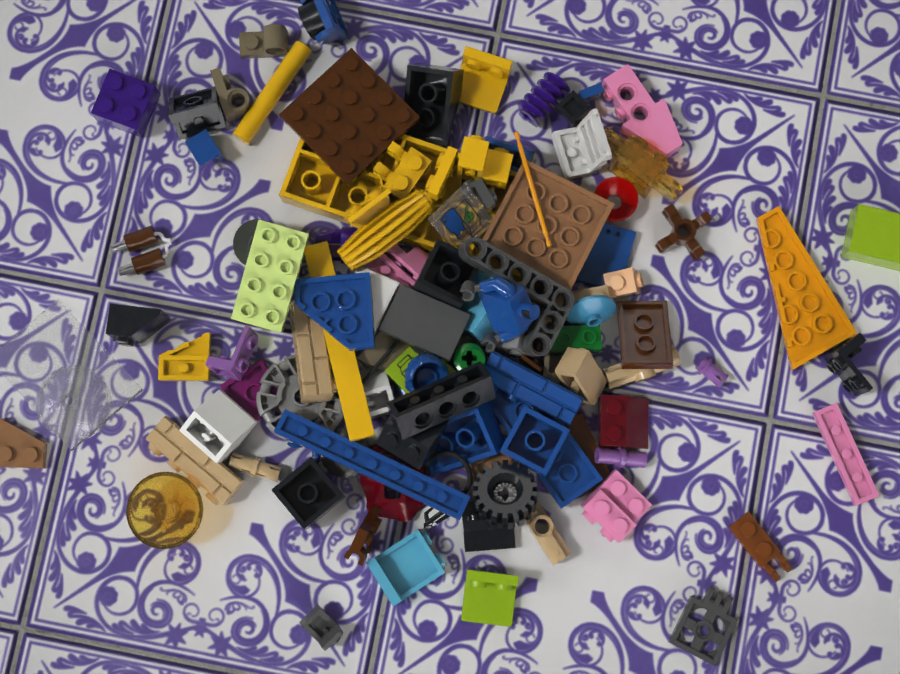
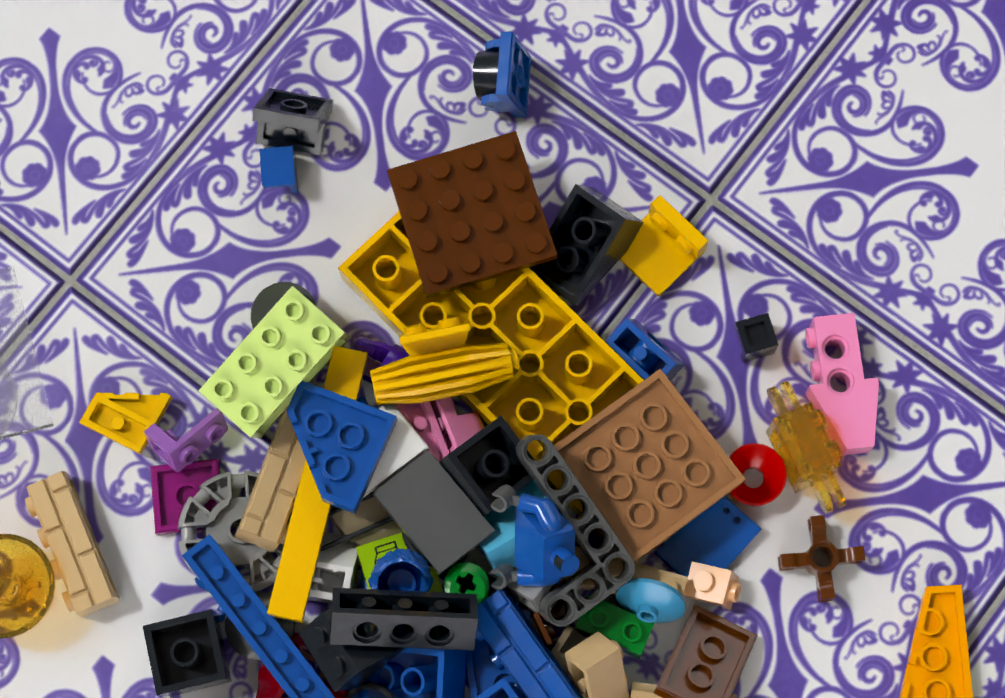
camera: 30 degrees right, 5 degrees down
(125, 103) = (214, 69): dark purple brick -> none
(134, 324) = (84, 340): black slope -> none
(144, 262) = (142, 241): reddish brown piece -> none
(218, 426) = (121, 516): white slope -> none
(228, 97) = (339, 120): dark tan plate -> none
(255, 467) = (140, 588): tan pin -> none
(264, 44) = (423, 78): dark tan plate -> none
(272, 92) = (396, 139): yellow piece -> none
(408, 172) = (506, 317): yellow plate -> none
(445, 167) = (556, 331): yellow plate -> none
(461, 217) = (543, 404): clear tile -> none
(481, 162) = (603, 351): yellow brick -> none
(485, 195) = (589, 391): dark grey bracket -> none
(532, 189) = (651, 410): light orange piece -> none
(541, 97) = (725, 303): dark purple piece -> none
(583, 147) = (743, 389): white plate -> none
(592, 93) = (790, 328): blue tile -> none

